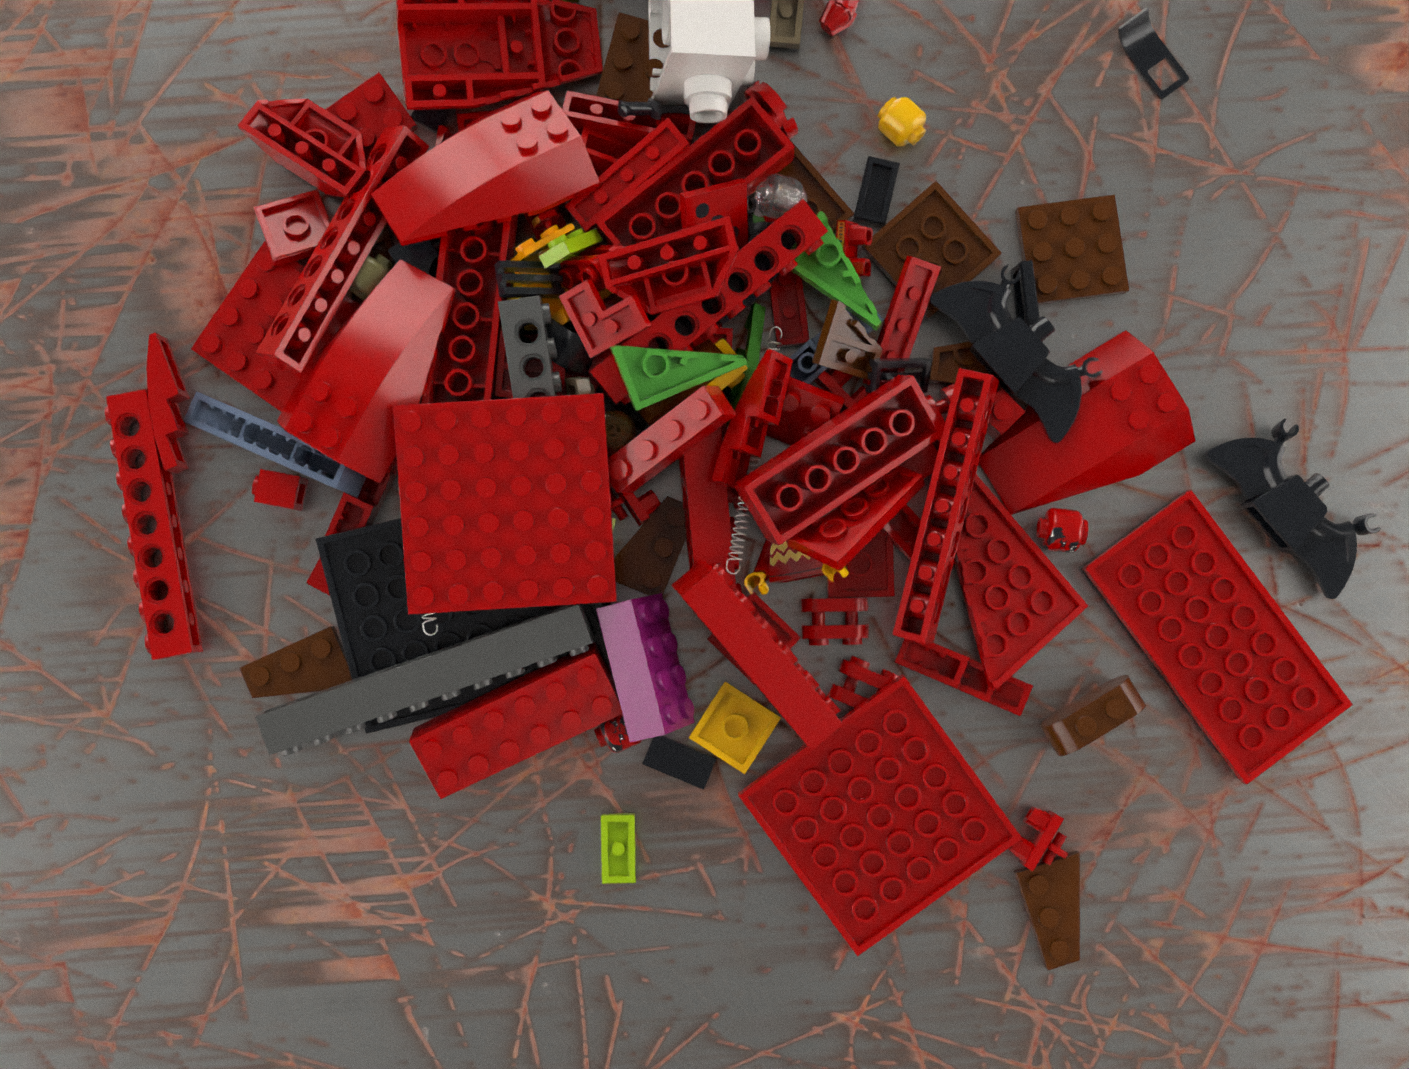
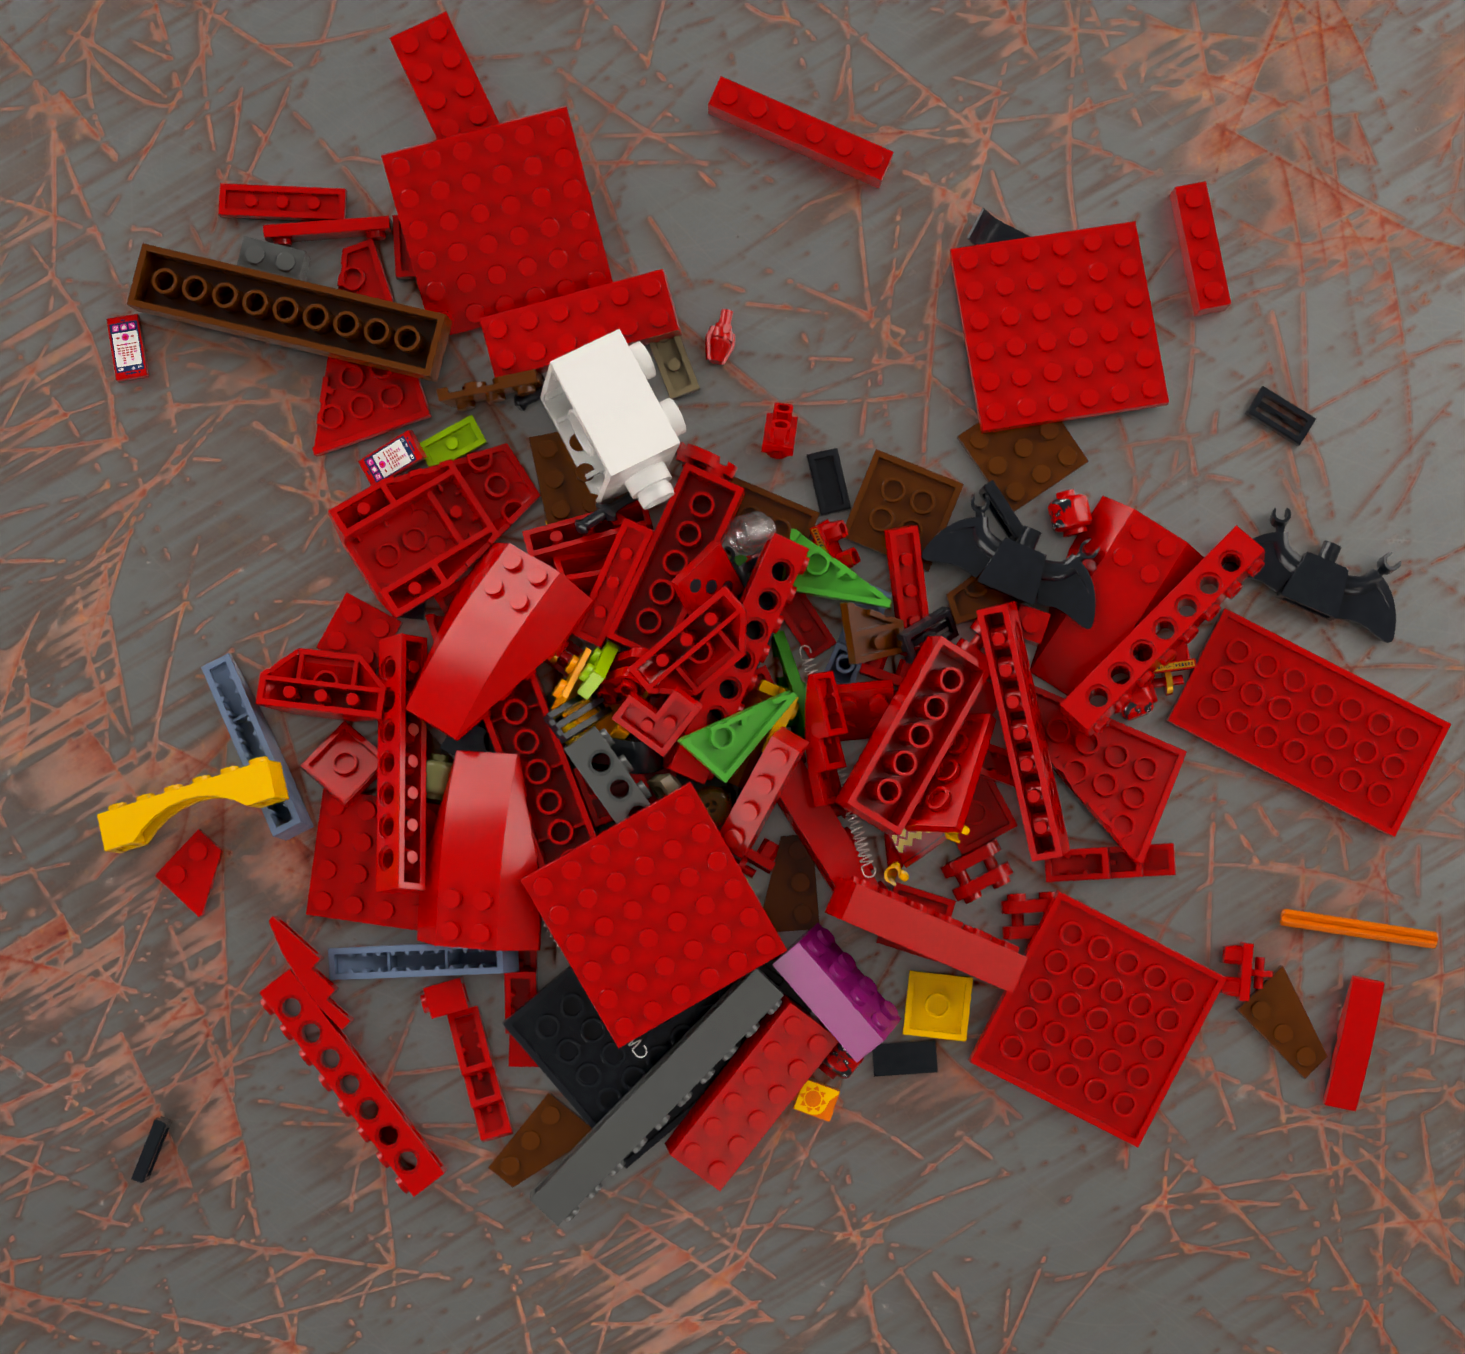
camera: 25 degrees left, 0 degrees up
(77, 185) = (135, 824): none -> yellow arch
(108, 258) = (192, 871): none -> red wing
(221, 177) = (255, 739): none -> sand blue slope
(276, 577) = (480, 1074): none -> red slope
(576, 758) = (816, 1099): none -> brick
(618, 848) = (890, 1158): lime plate -> none
(853, 121) = (780, 432): none -> red hips
(902, 121) = (821, 411): yellow head -> none
(1088, 329) = (1070, 513): none -> red head
(1093, 715) = (1235, 843): reddish brown brick -> none
(1112, 960) = (1354, 1043): none -> red slope
(1122, 518) = (1180, 662): none -> red hips
(1163, 152) = (1058, 327): none -> red plate
(1168, 854) = (1359, 928): none -> orange axle
(1232, 436) = (1235, 548): none -> red brick
(1318, 344) = (1275, 427): none -> black tile
(1332, 144) = (1200, 248): none -> red brick

